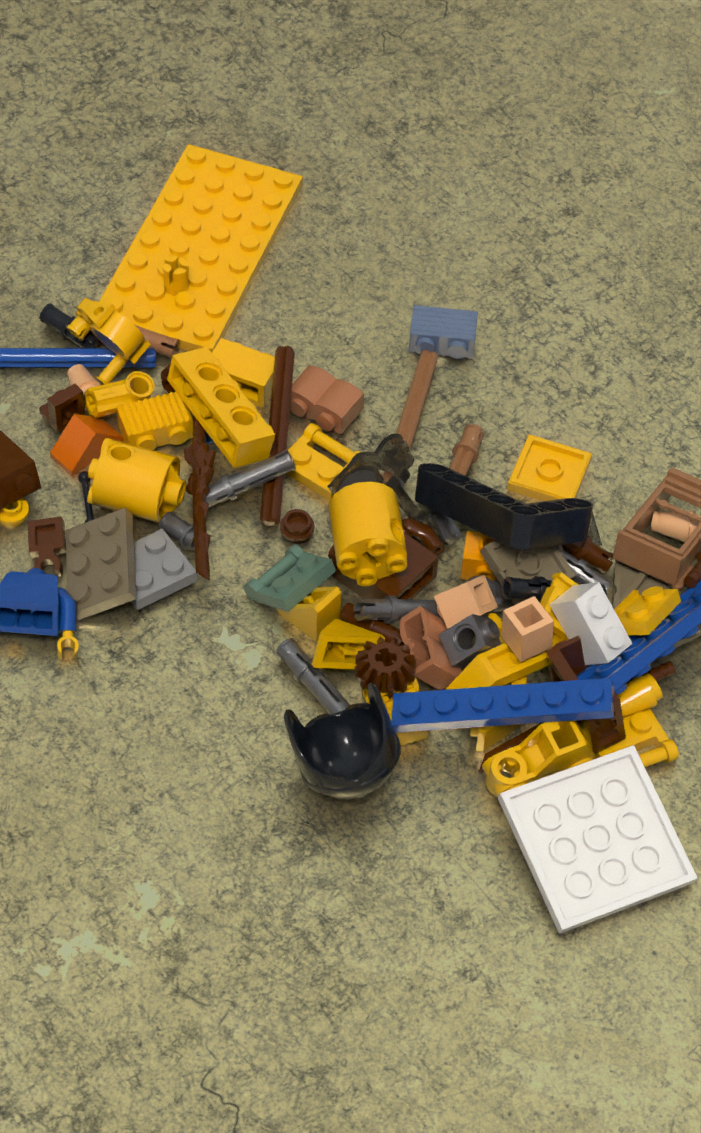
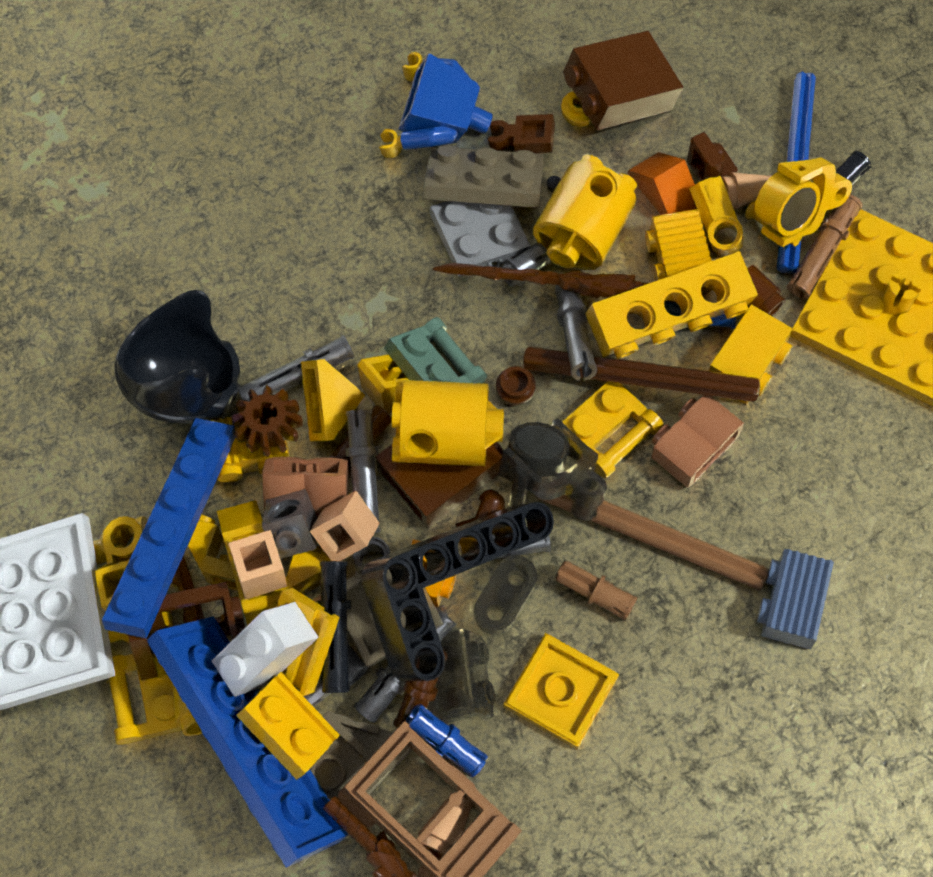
camera: 105 degrees right, 15 degrees up
(612, 525) = (446, 740): none -> blue pin

